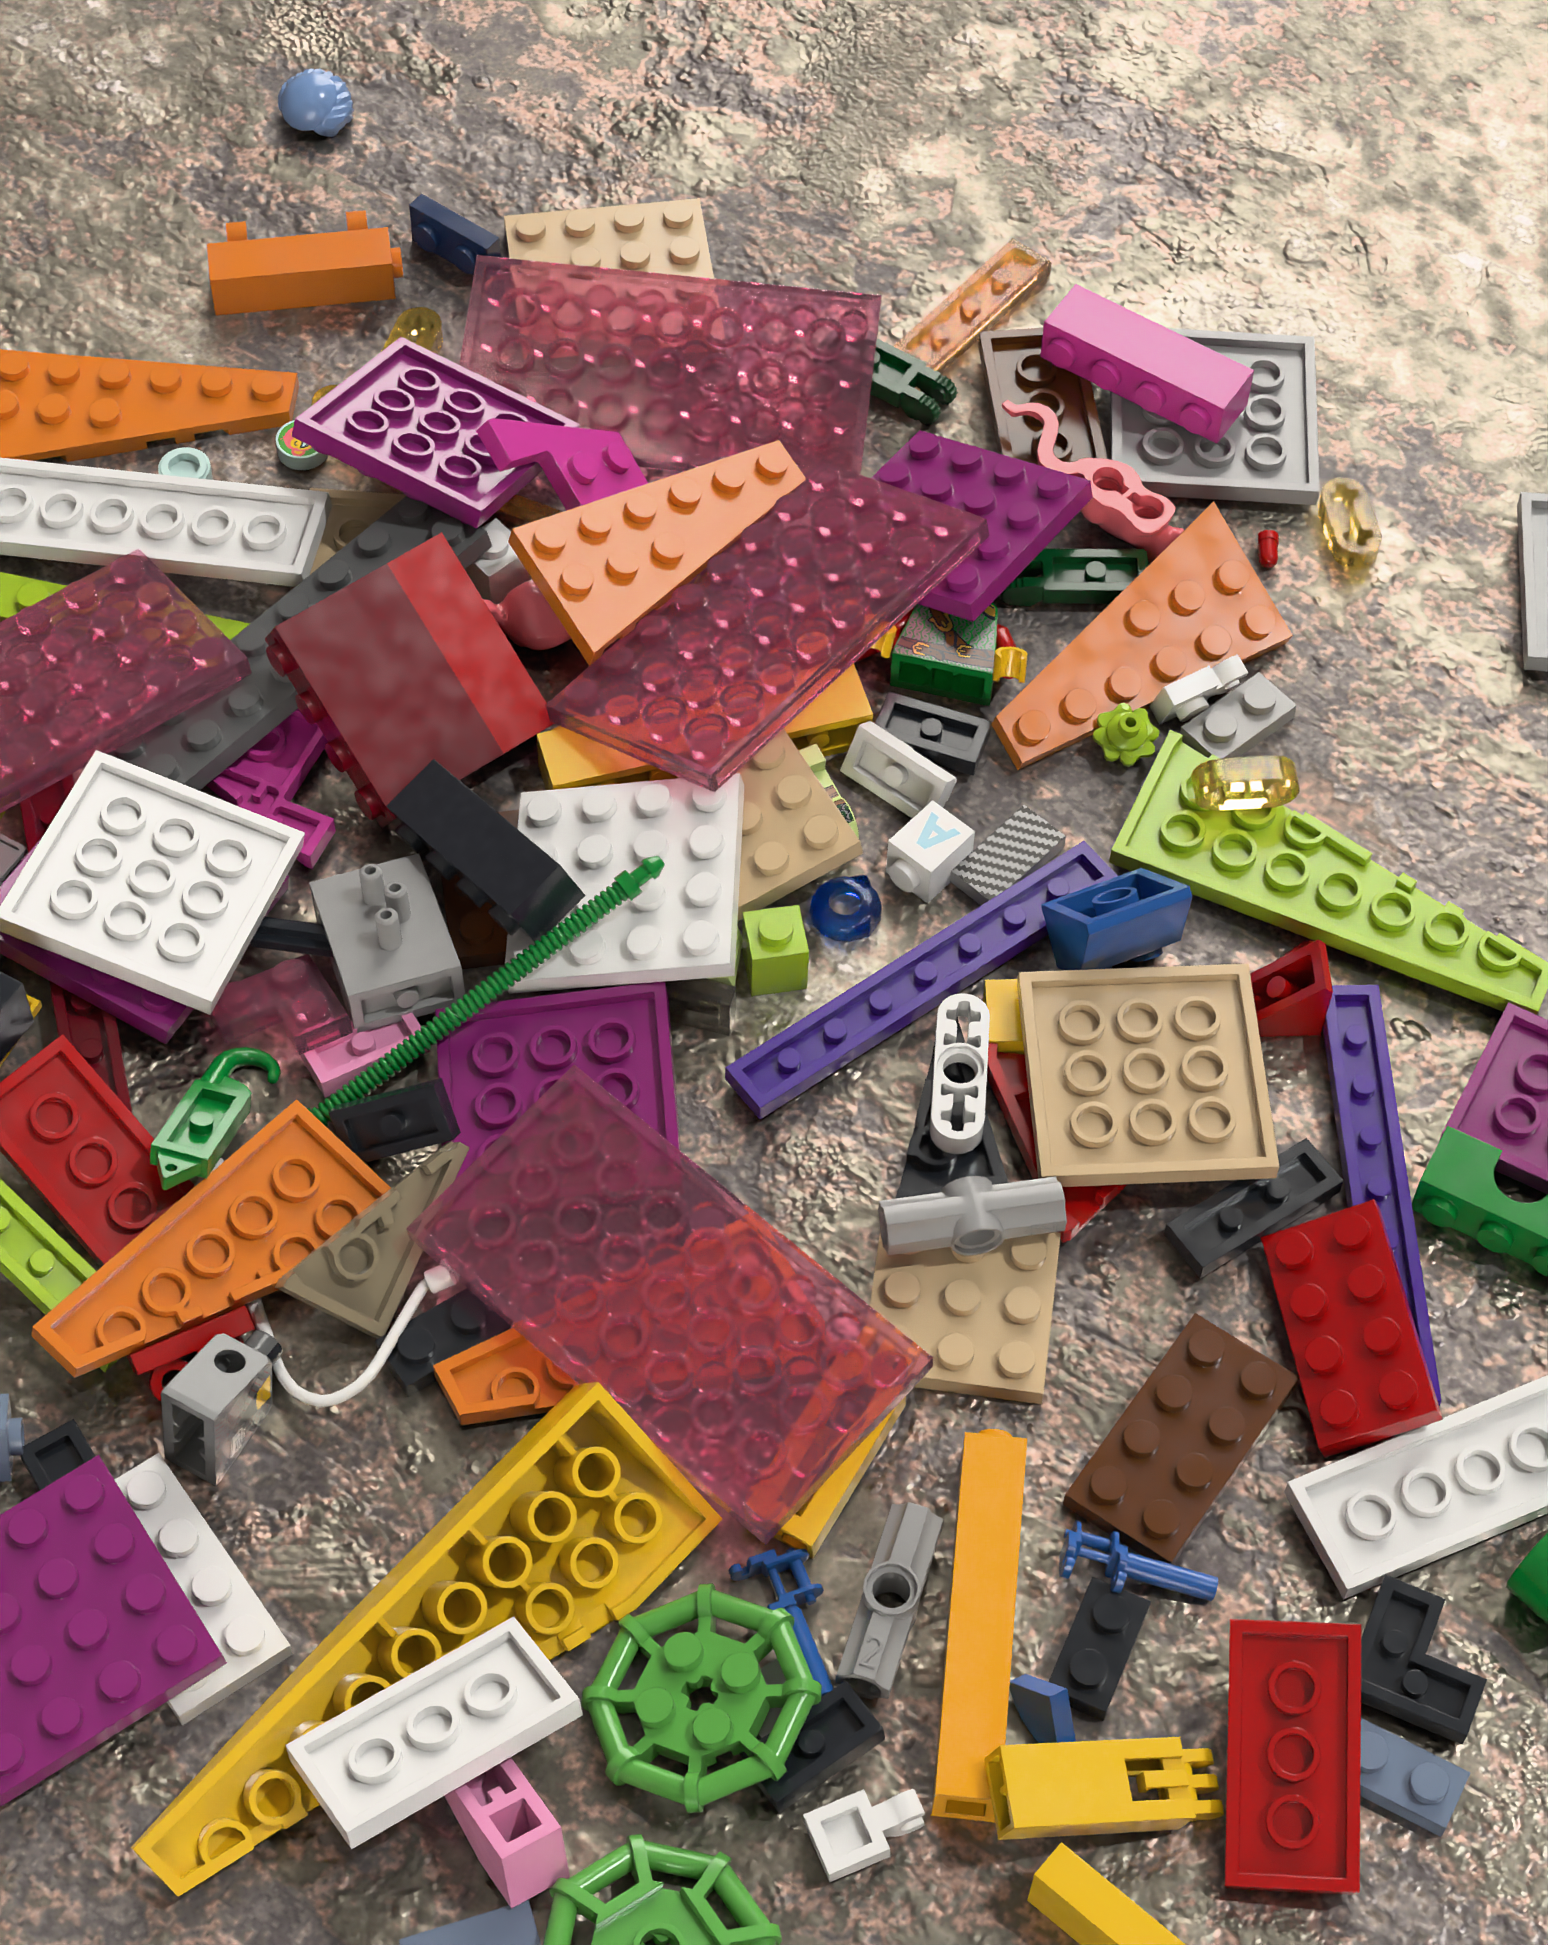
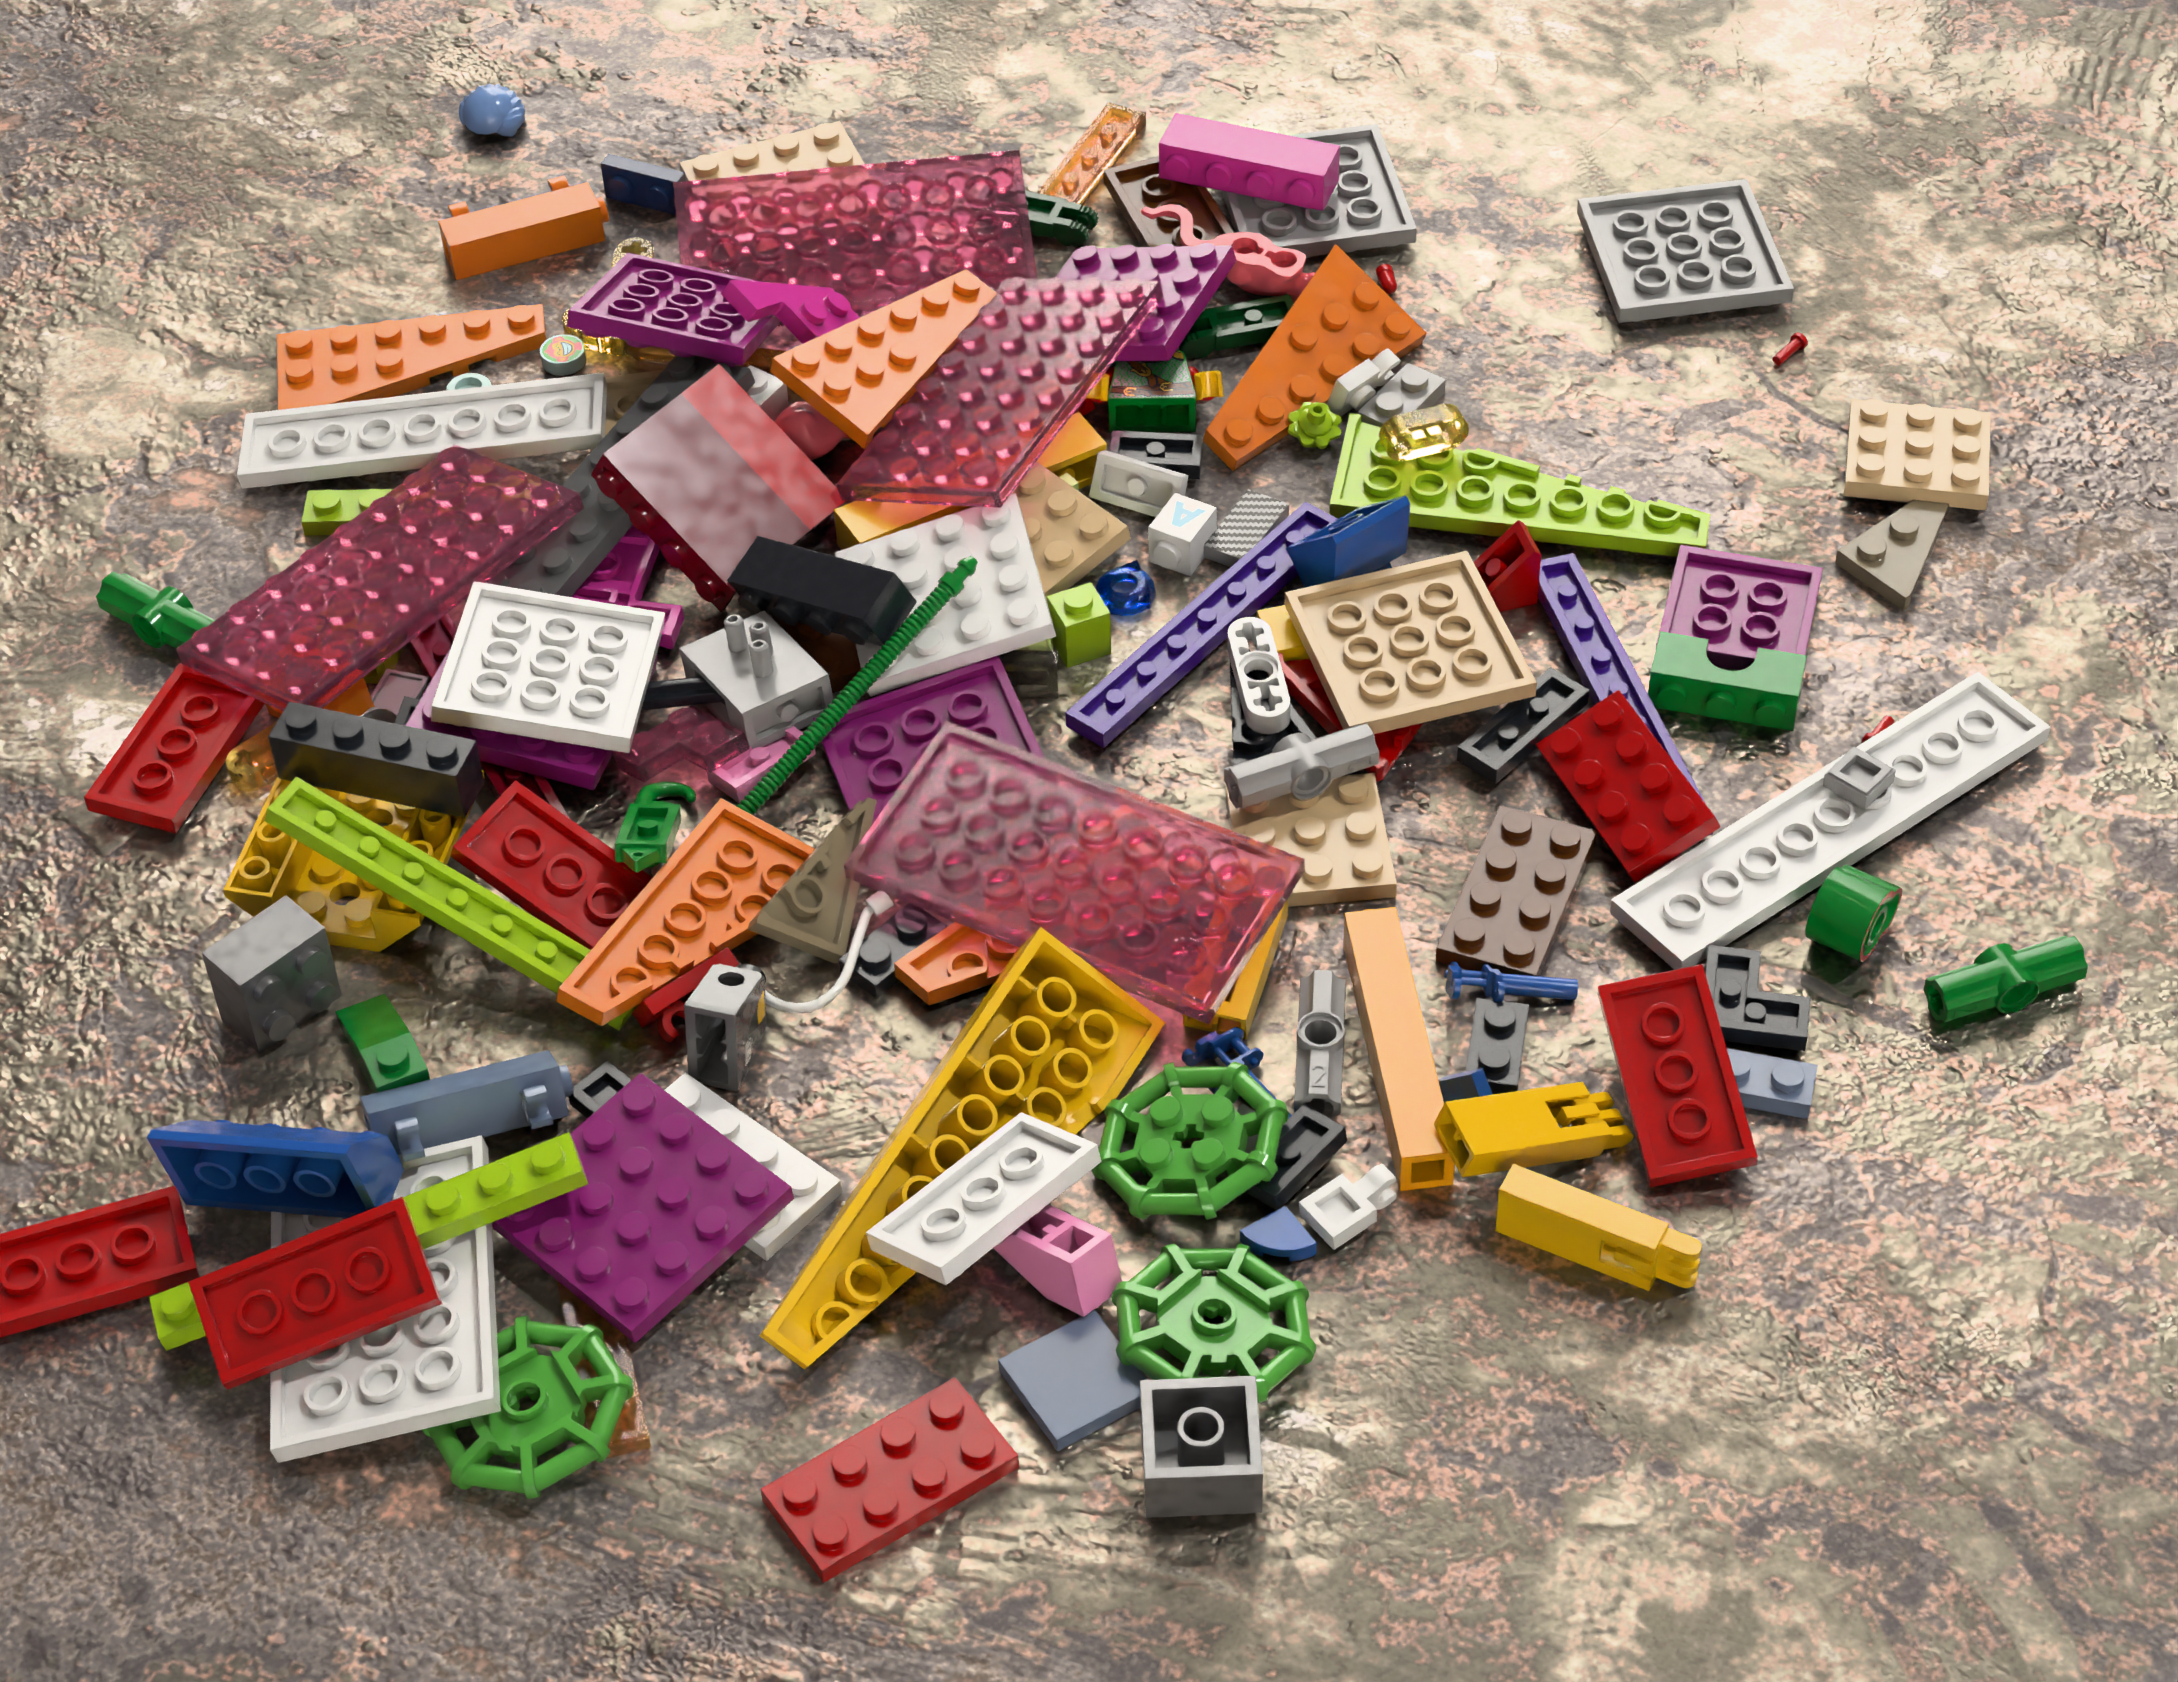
camera: 10 degrees left, 10 degrees down
(396, 1121) = (809, 797): black plate -> none
(770, 1849) = (1279, 1236): none -> tile
(1359, 521) = (1455, 246): clear yellow beam -> none

